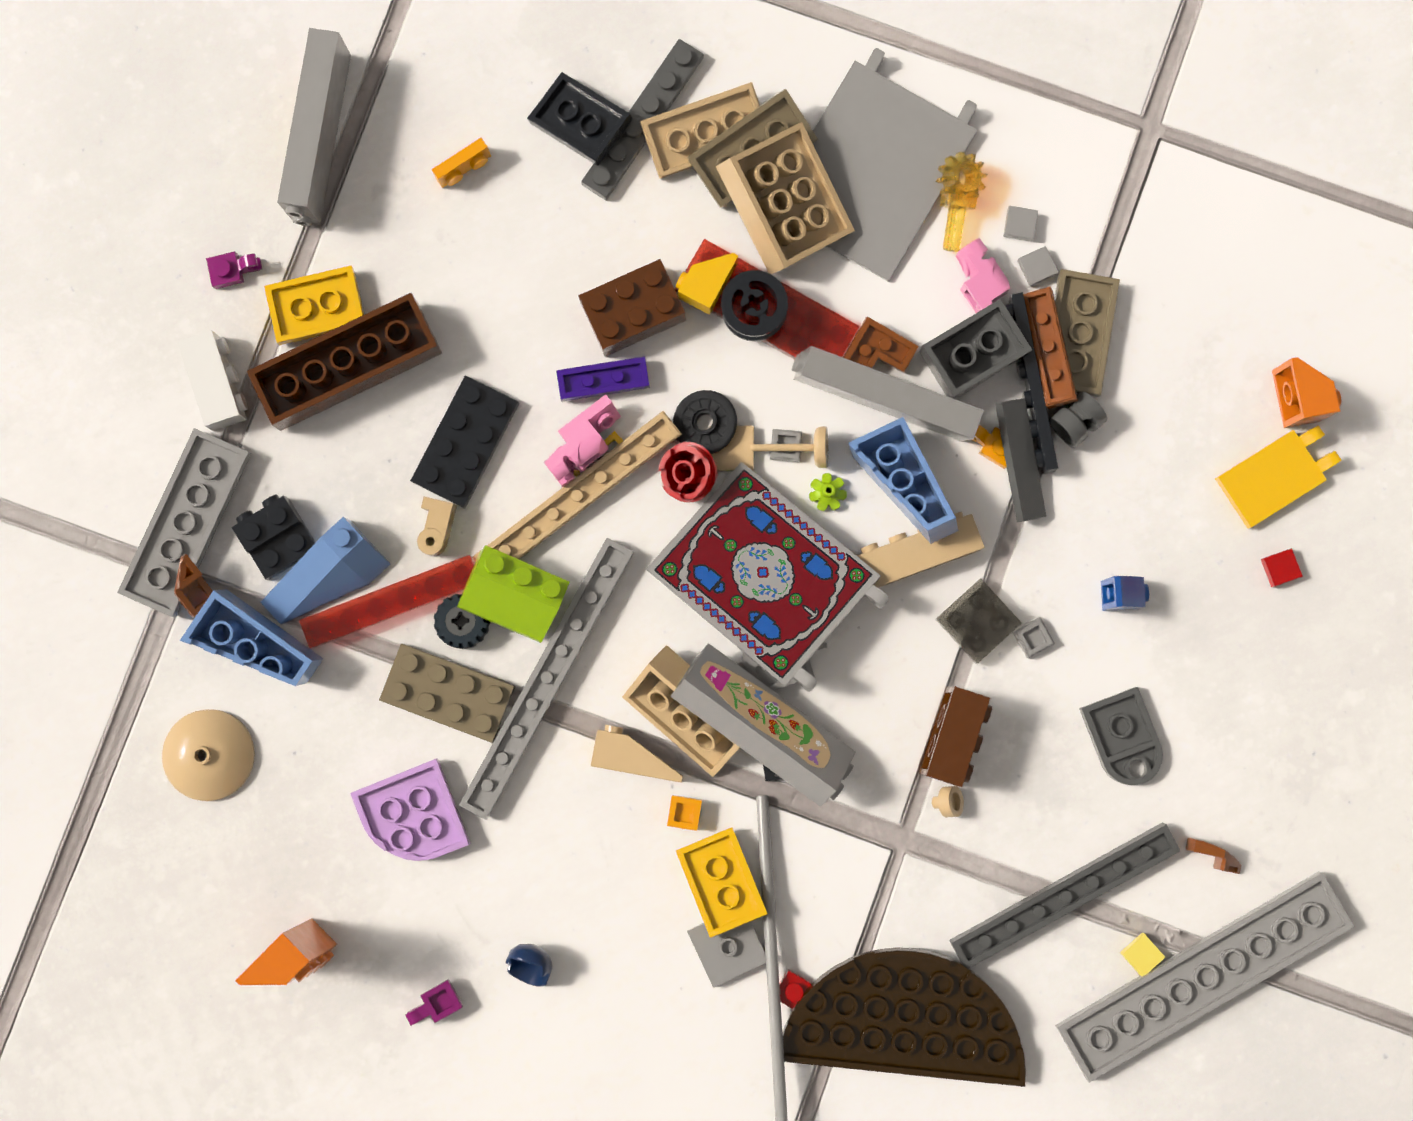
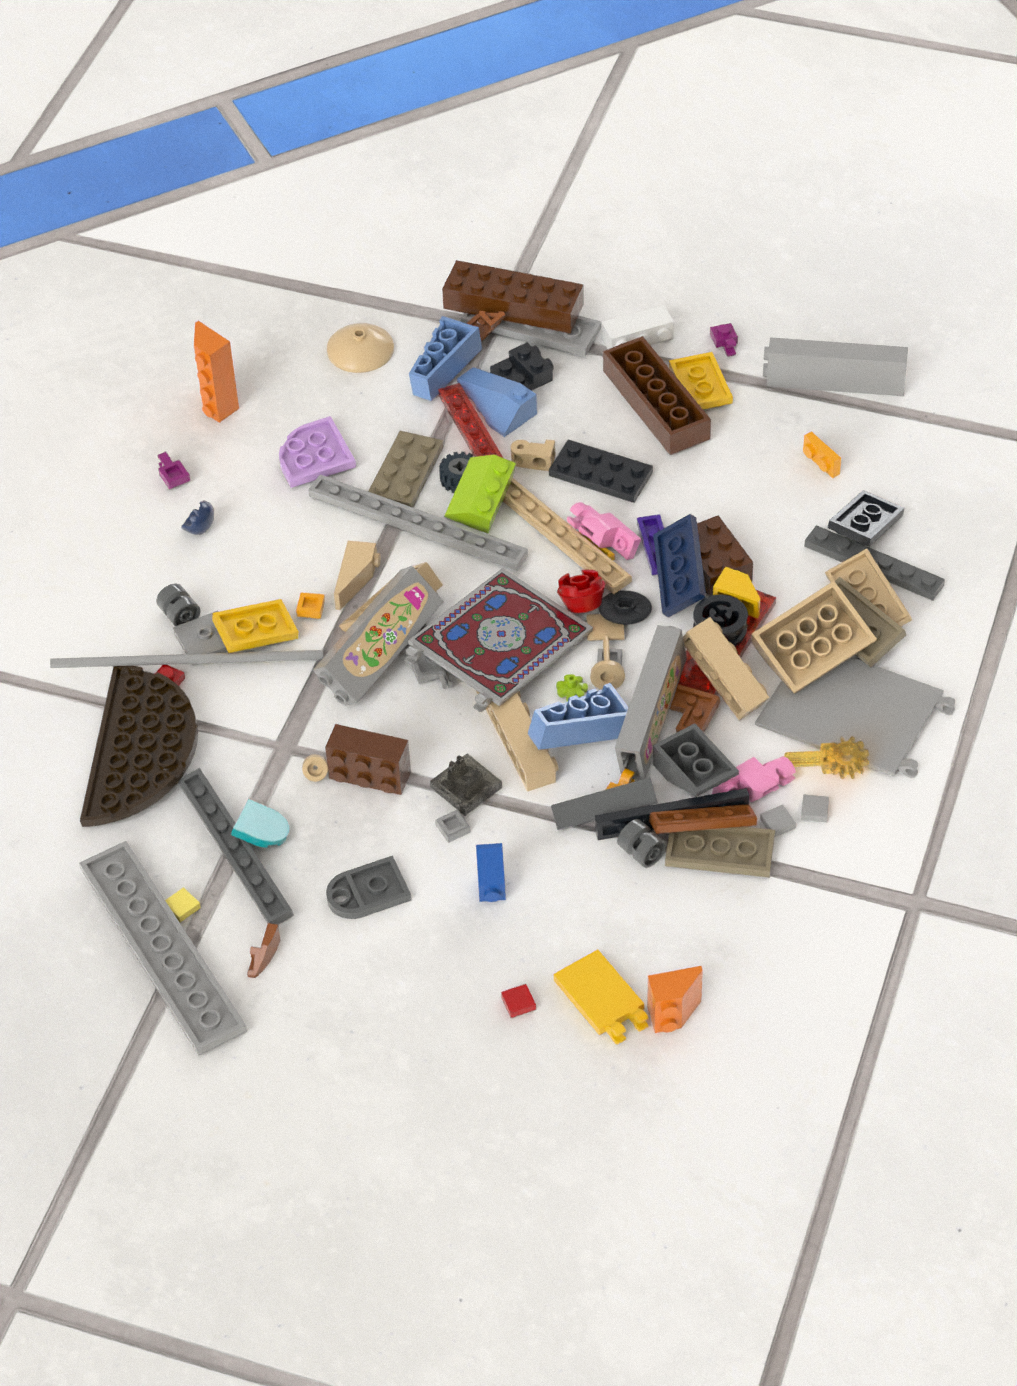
camera: 90 degrees right, 35 degrees down
(148, 543) = (520, 295): none -> reddish brown brick
(665, 347) = (679, 565): none -> dark blue plate
(673, 988) = (177, 604): none -> dark grey wheel
(834, 305) = (725, 668): none -> tan brick
(1039, 864) = (261, 825): none -> tile

